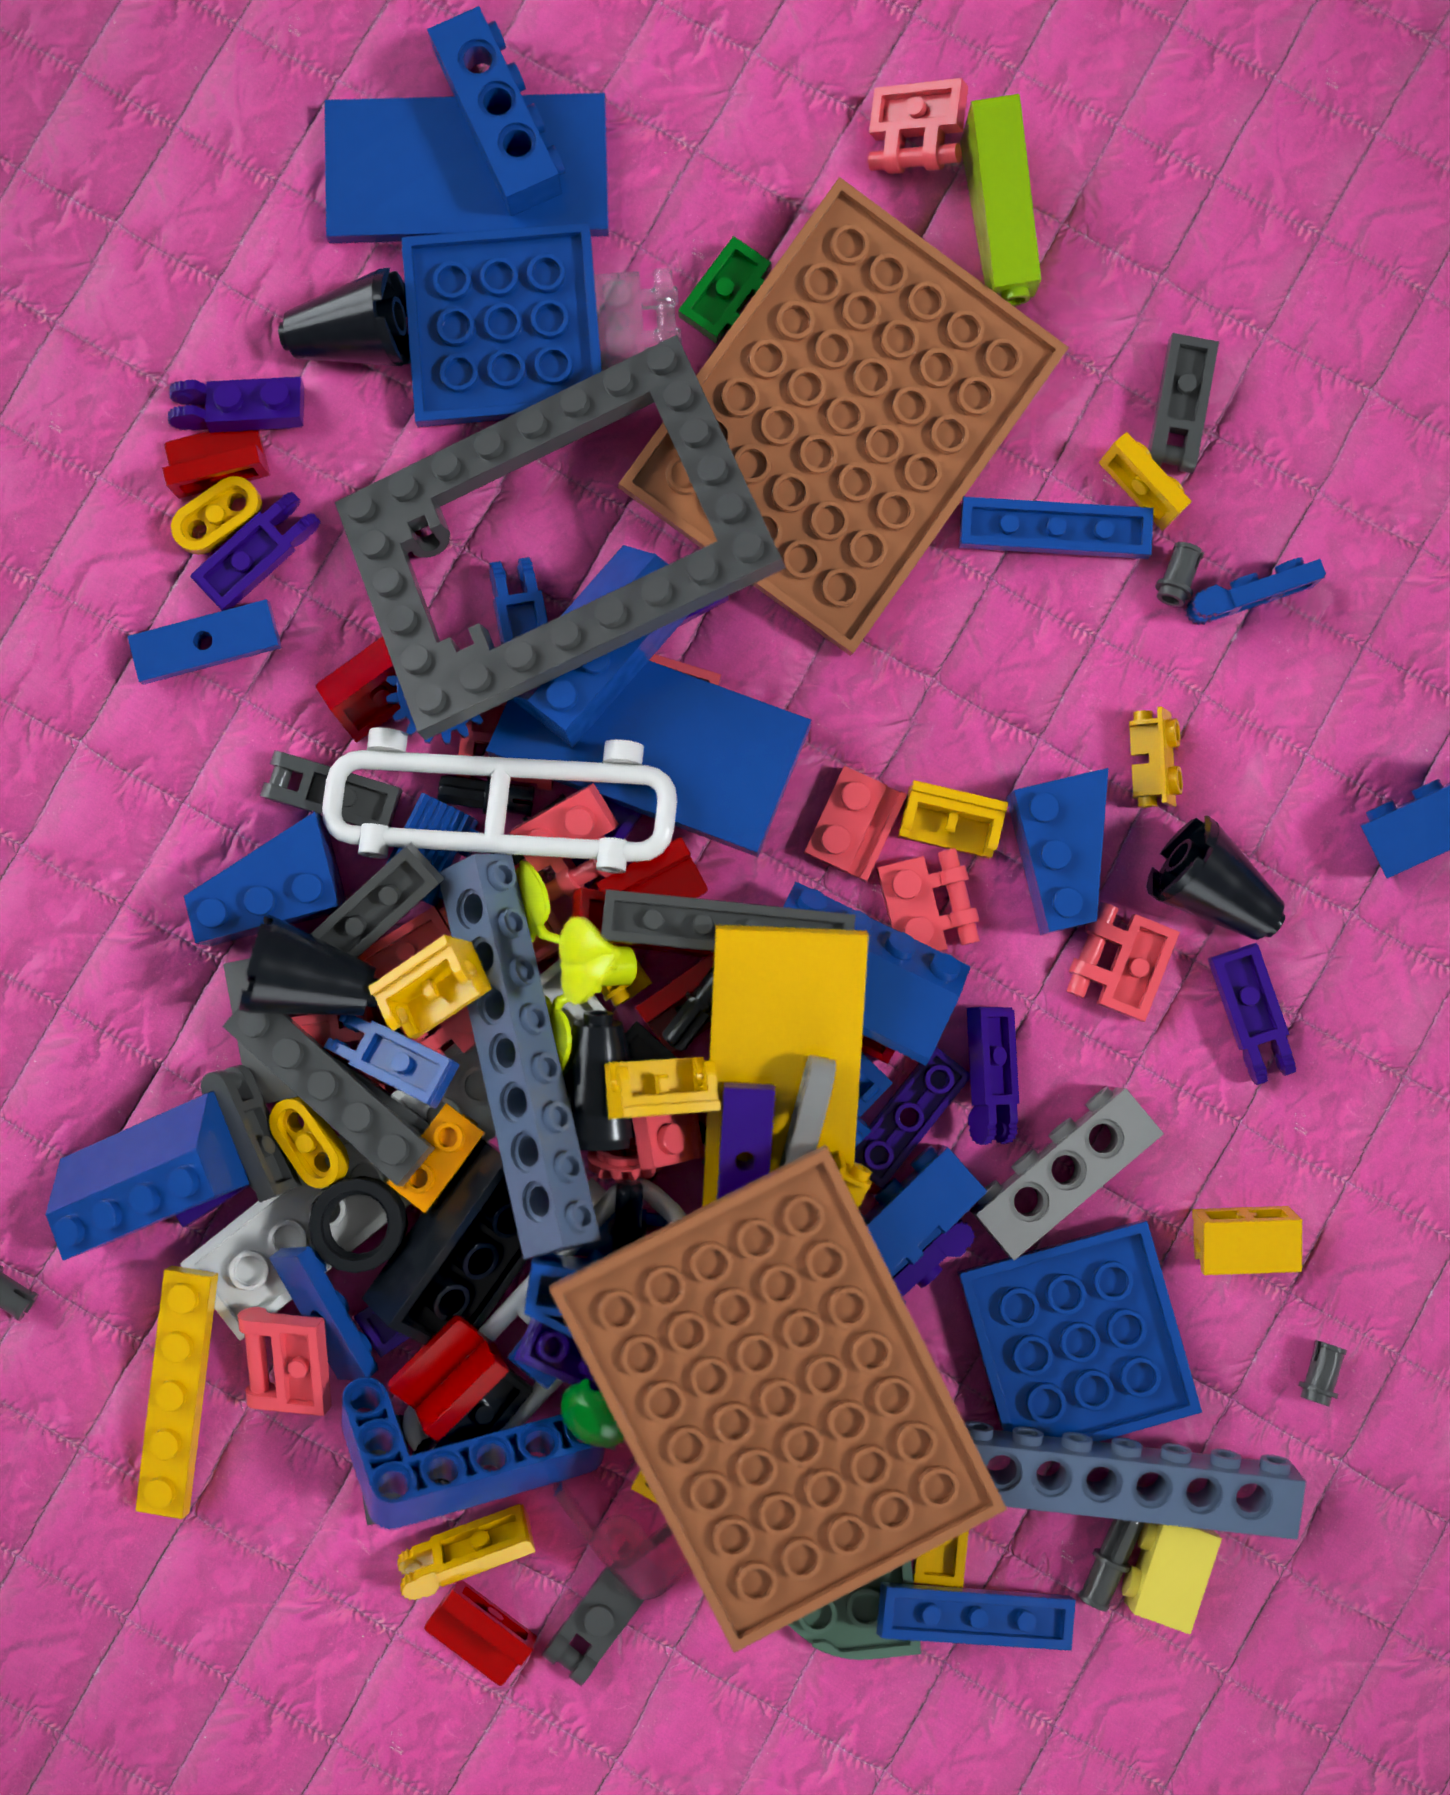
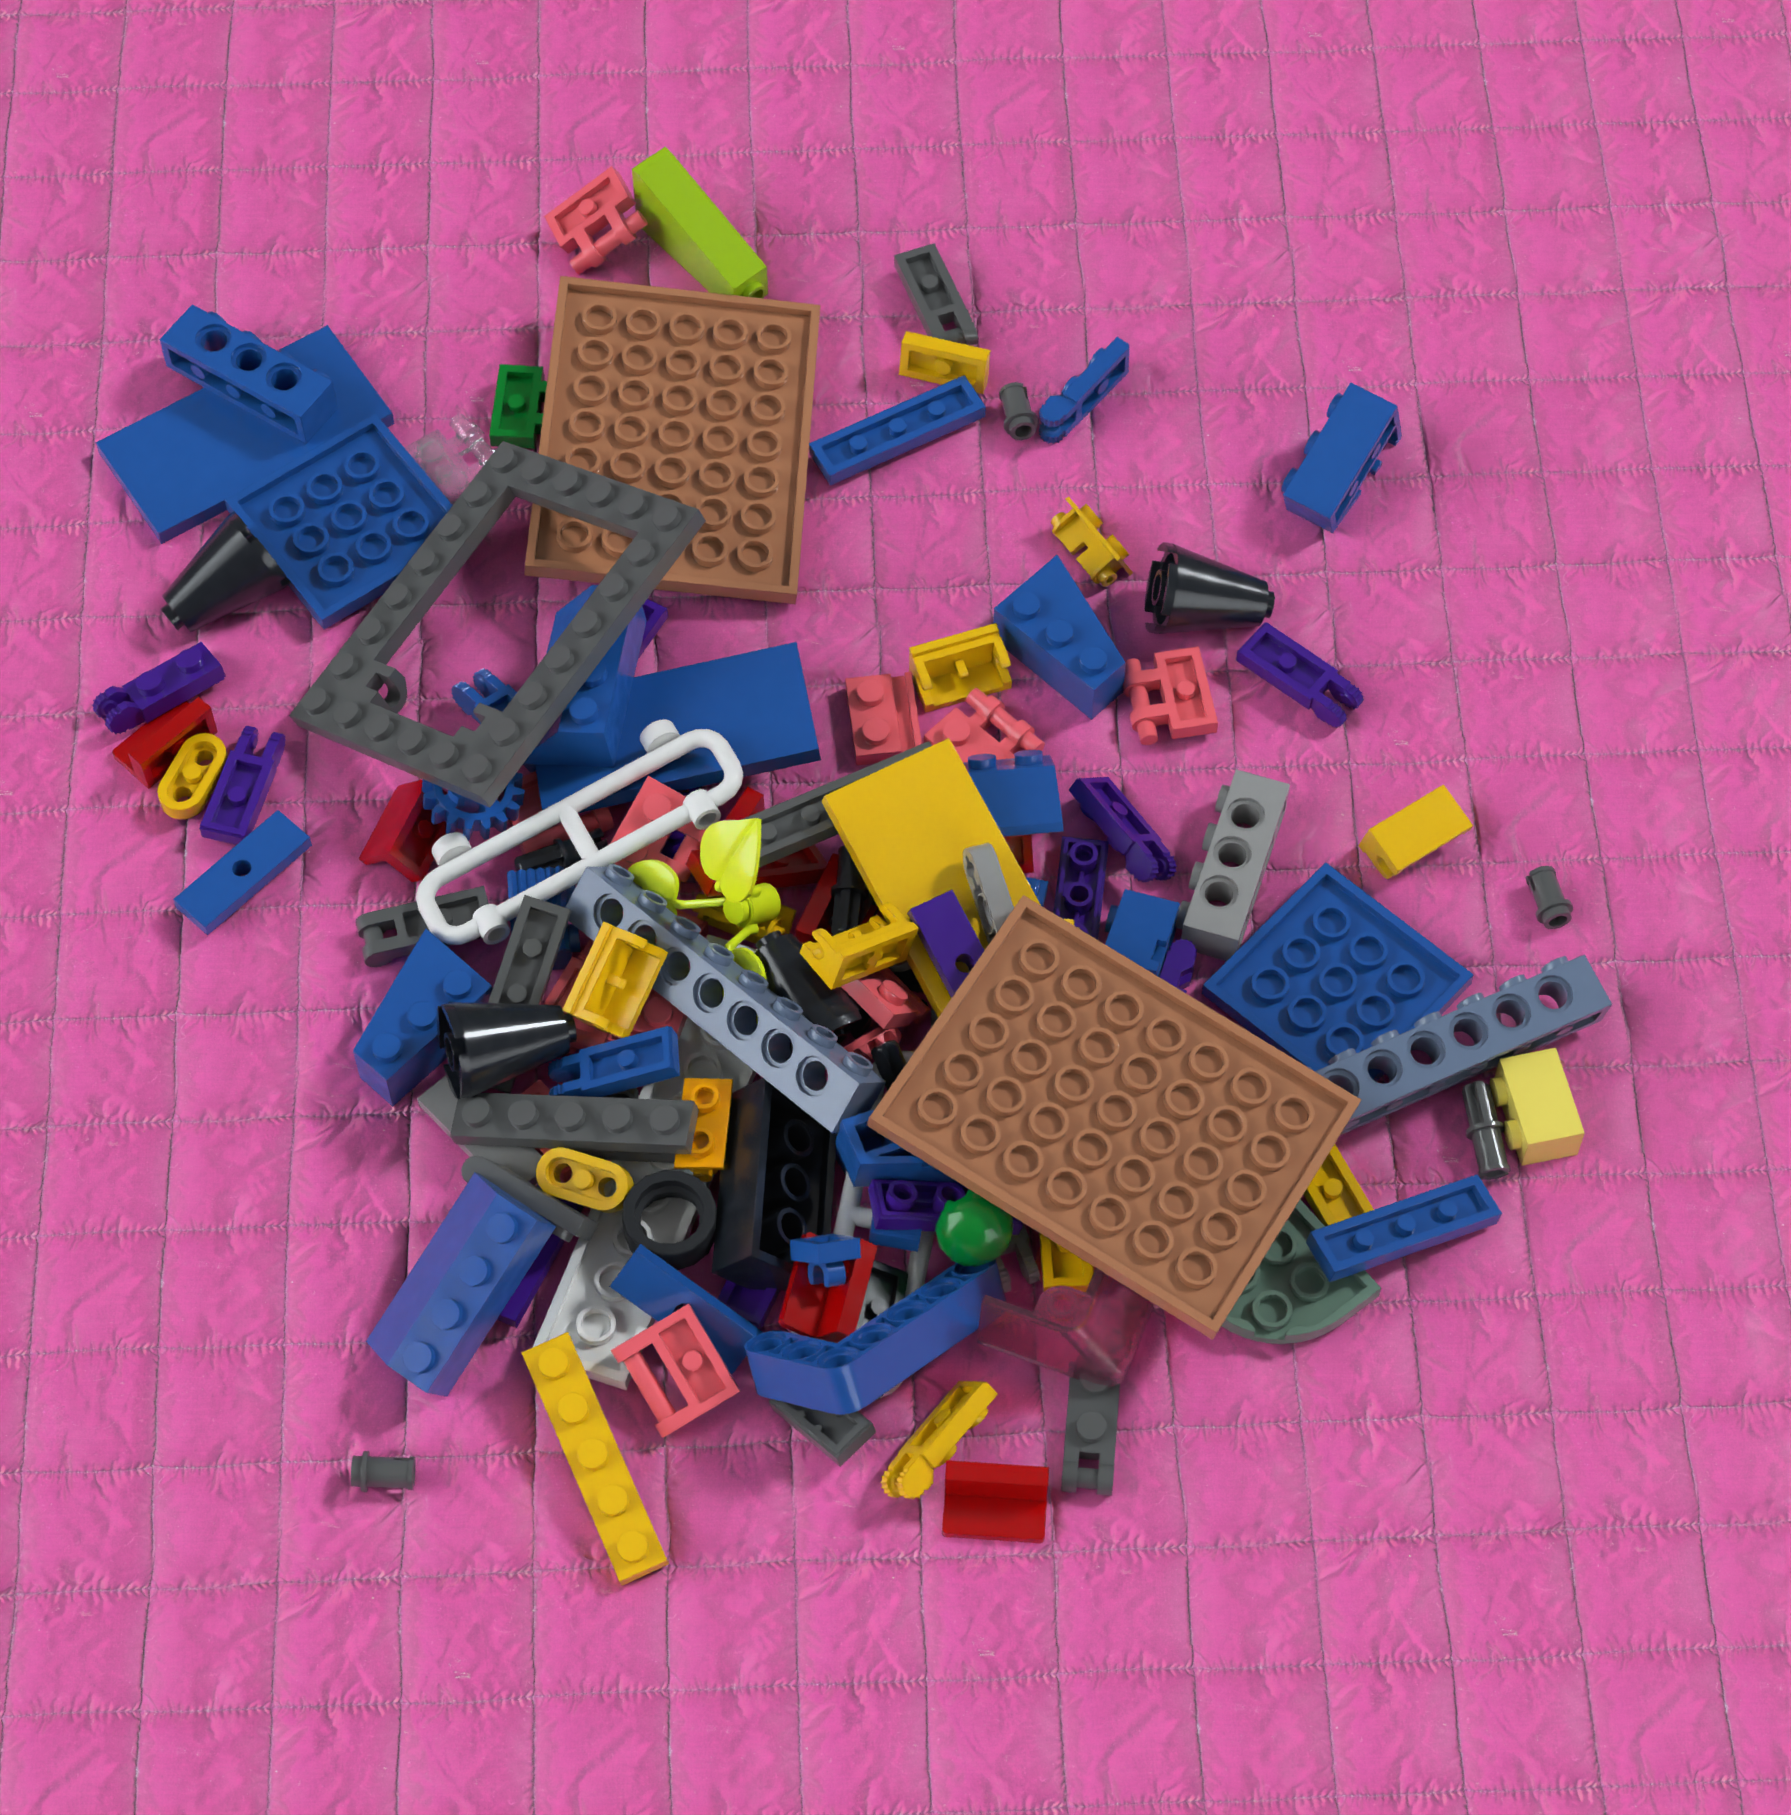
camera: 30 degrees left, 25 degrees down
(457, 1357) = (825, 1256): none -> blue tile

